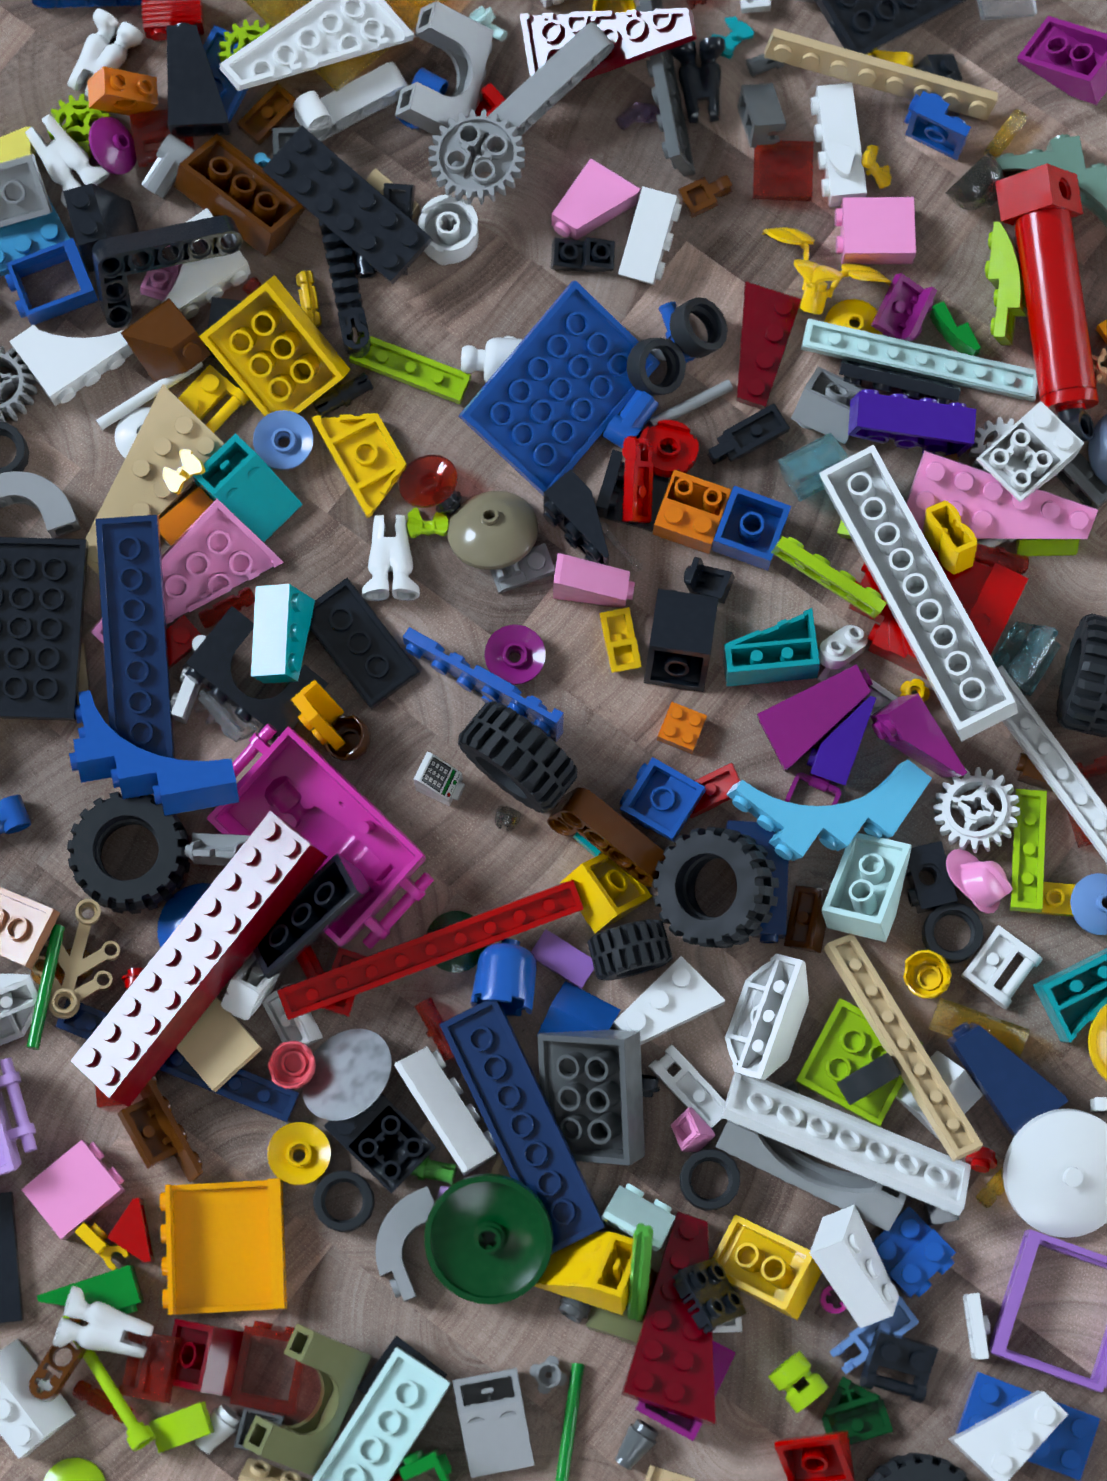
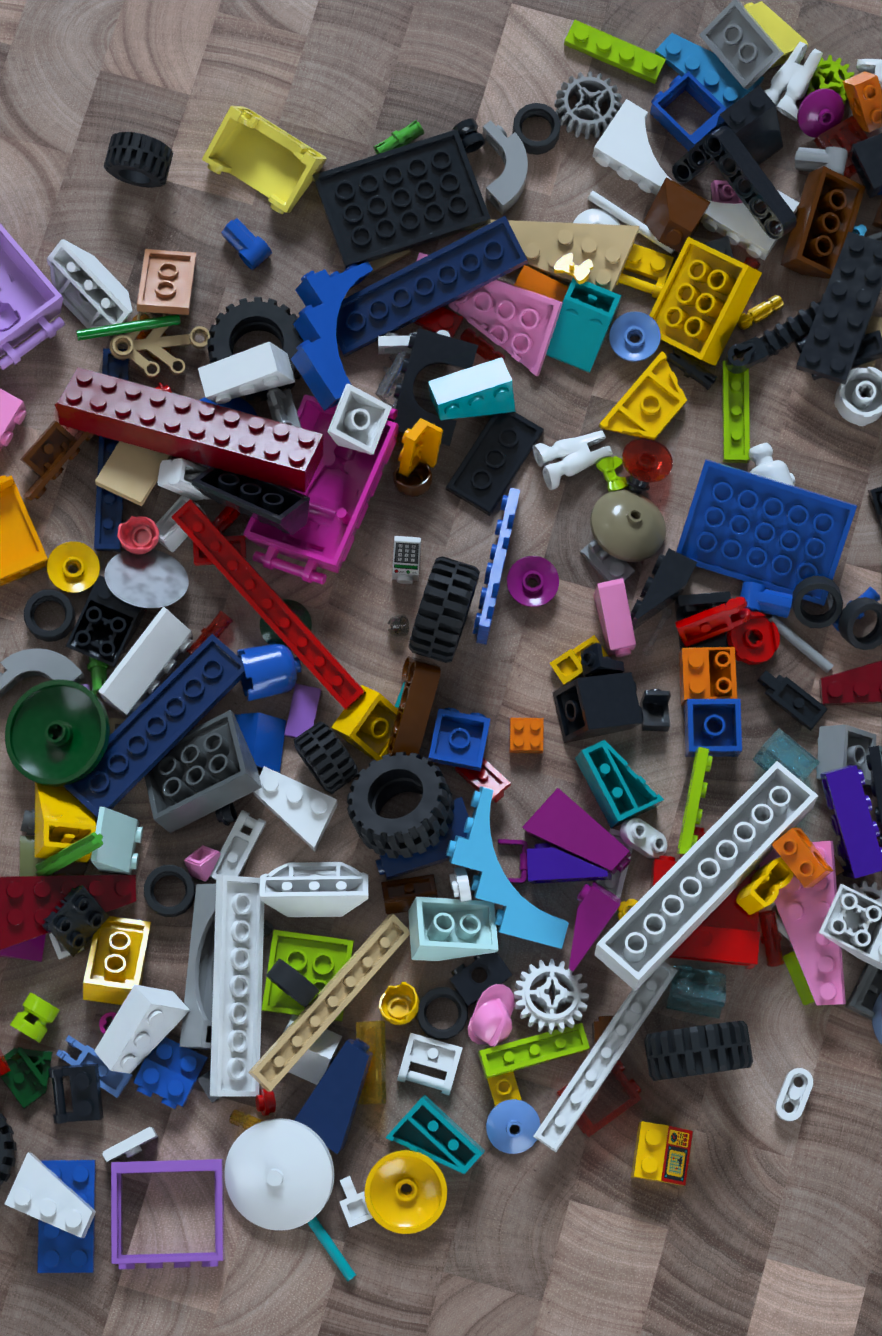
camera: 65 degrees right, 0 degrees up
(163, 871) = (246, 373): none -> white wedge
(270, 765) = (358, 420): none -> white slope
(637, 620) = (596, 665): none -> black bracket
(823, 857) = (460, 884): none -> white plate
(935, 486) = (802, 857): none -> orange brick

